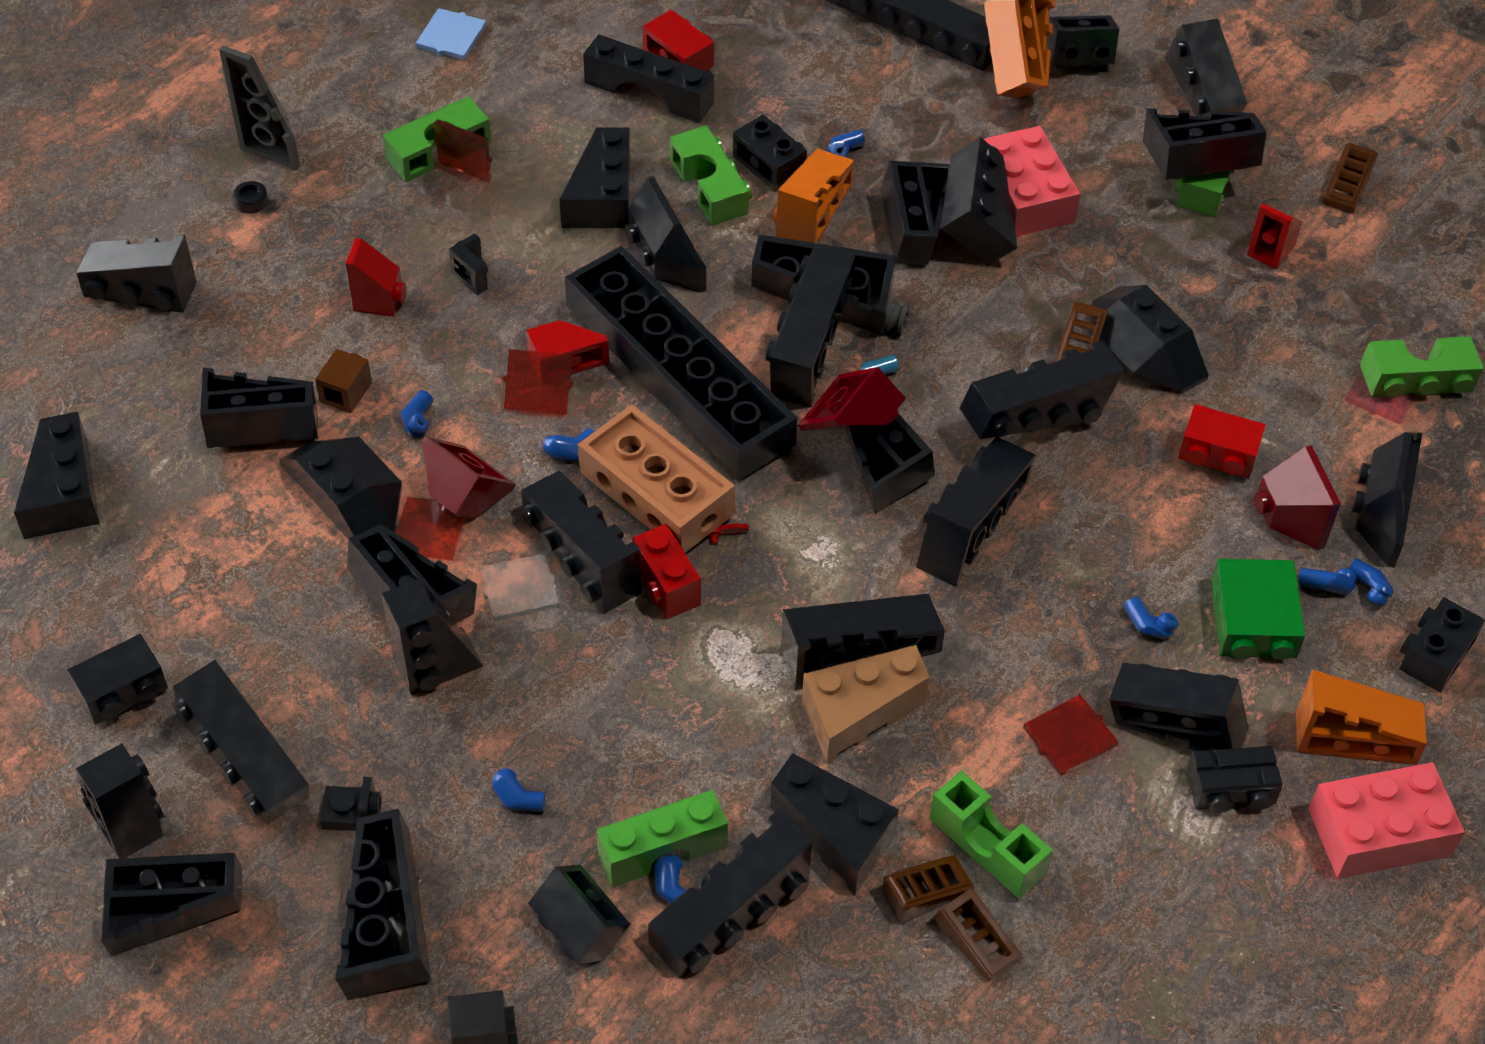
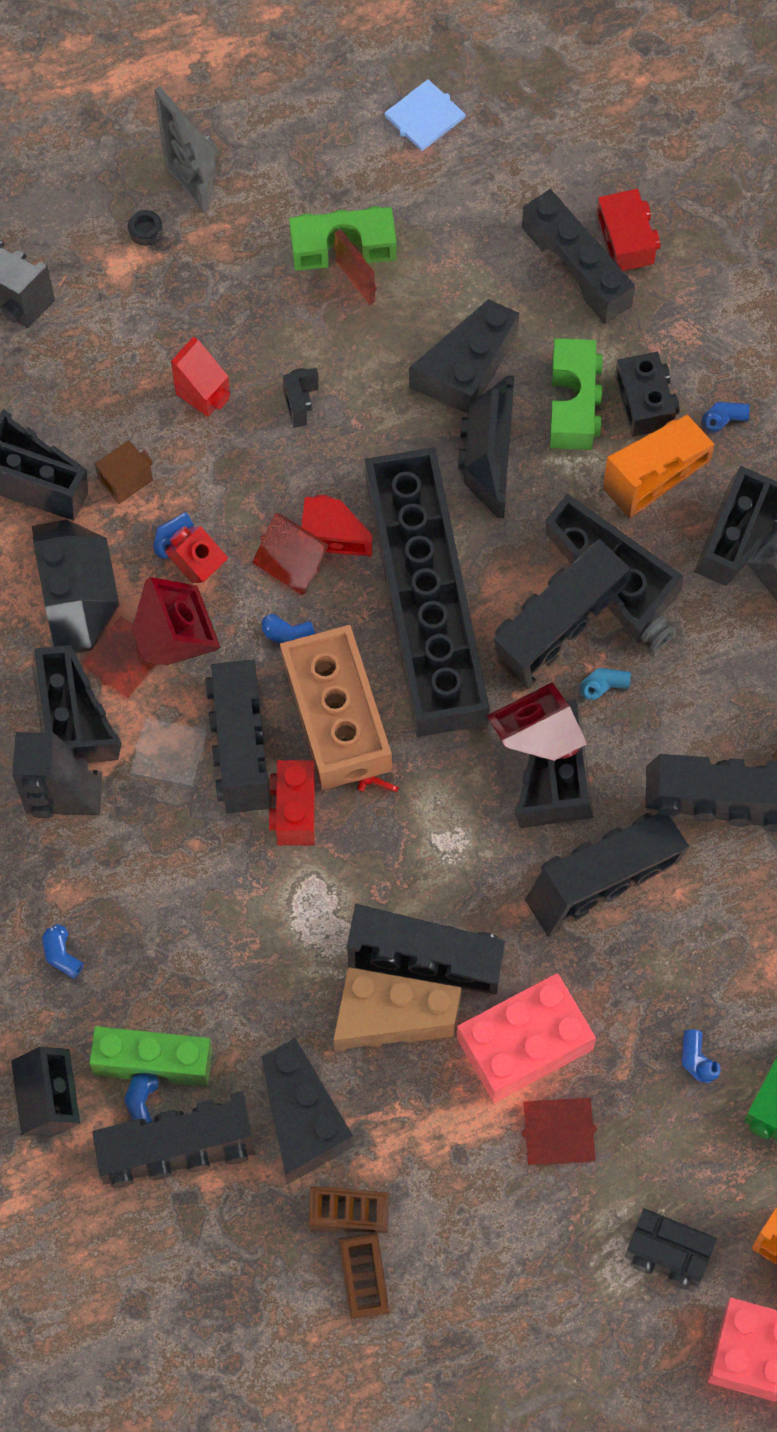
camera: 30 degrees right, 15 degrees up
(451, 414) = (195, 553): none -> red brick
(994, 667) = (525, 1037): none -> coral brick
(1012, 857) = (421, 1194): bright green arch -> none
(1181, 704) = (665, 1159): black wedge -> none

